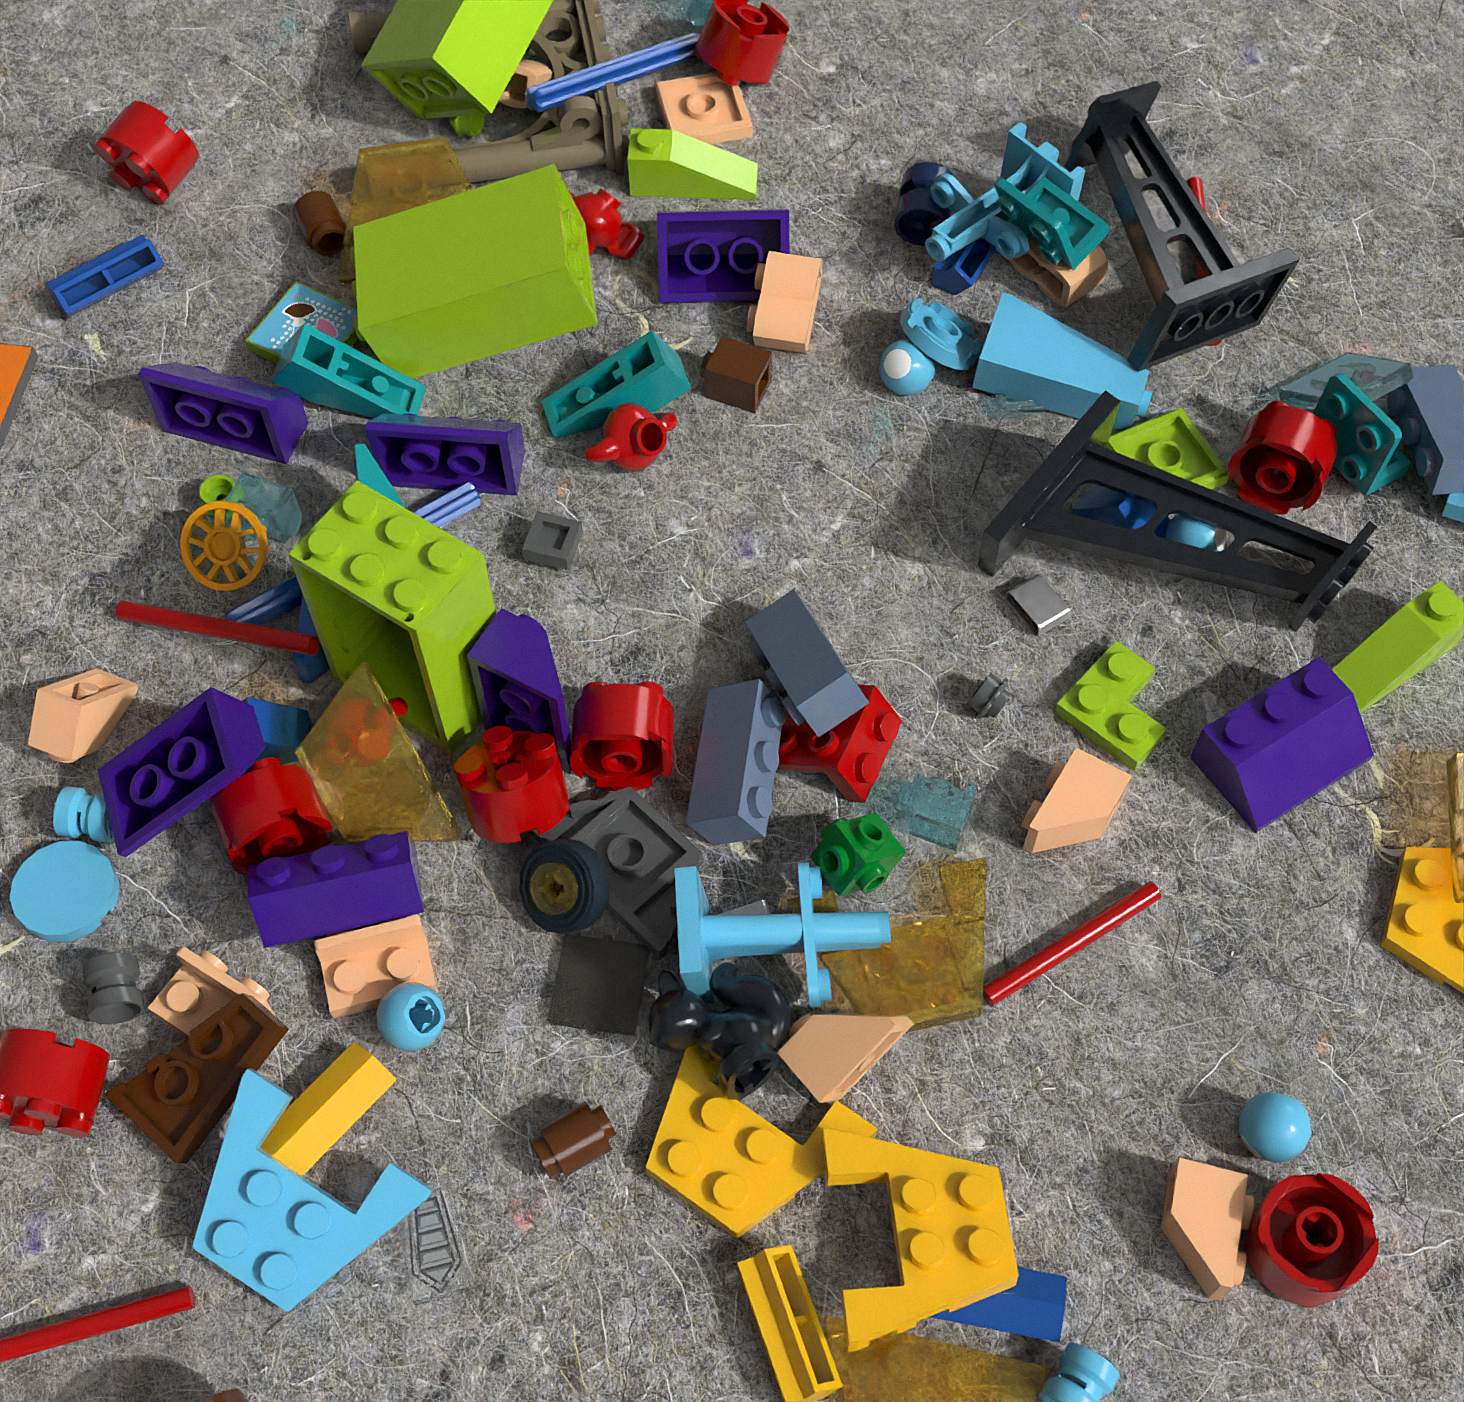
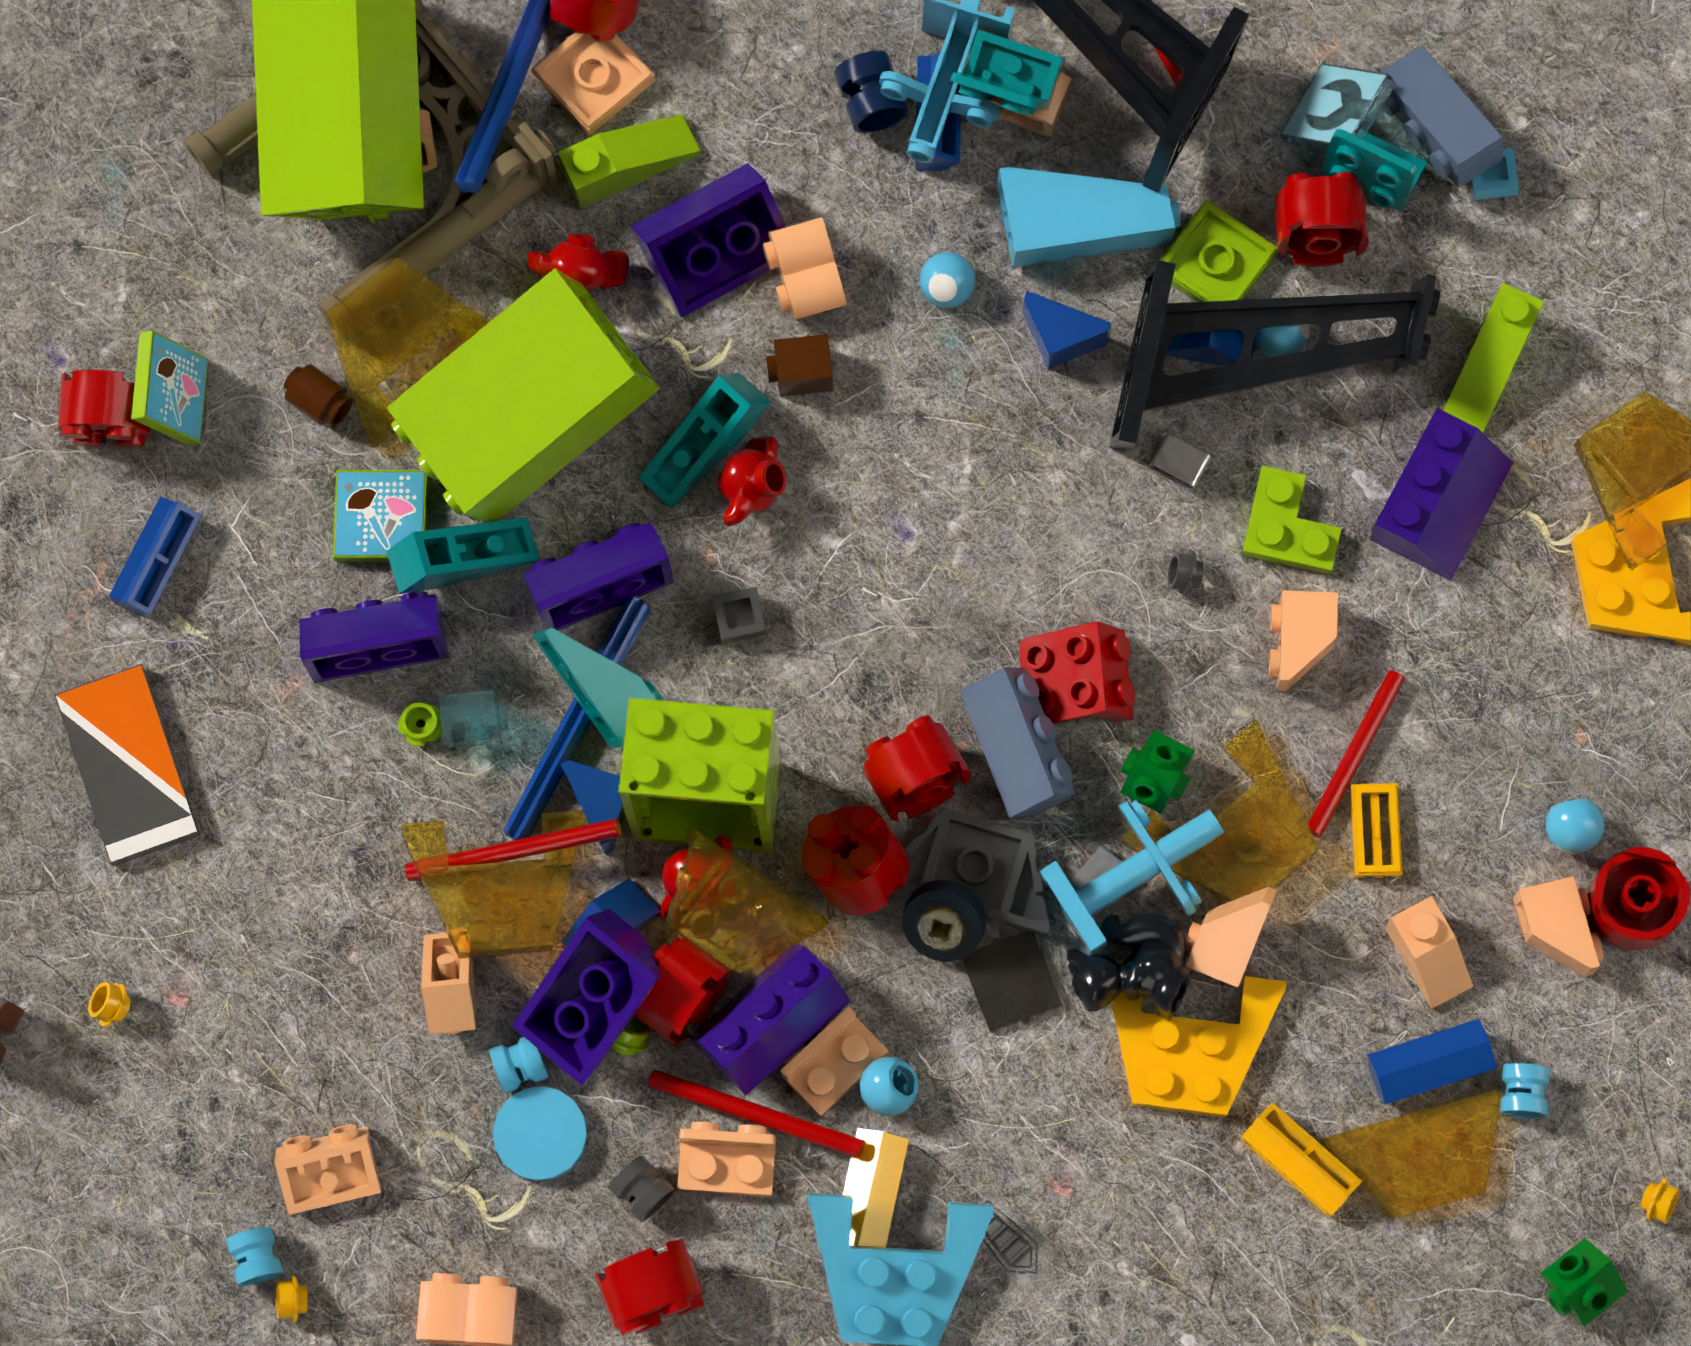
camera: 25 degrees left, 15 degrees up
(167, 664) = (495, 905): none -> clear yellow wing
(196, 1082) = (761, 1220): reddish brown wing -> none
(202, 841) = (633, 1038): none -> lime plate
(205, 159) = (169, 388): none -> tile
(224, 545) = (465, 771): light orange wheel -> none
(271, 978) = (756, 1113): none -> red axle
(520, 680) = (823, 773): dark purple slope -> none
(573, 1140) = (1068, 1112): reddish brown brick -> none
(804, 665) = (1028, 630): sand blue brick -> none
(935, 810) = (1195, 698): clear light blue brick -> none
(941, 334) = (962, 233): medium azure tile -> none
(946, 1233) = (1378, 1032): yellow wing -> none
(991, 449) = (1062, 330): none -> blue slope
(1037, 1066) = (1377, 868): none -> yellow tile
(1048, 1177) = (1430, 952): none -> light nougat slope

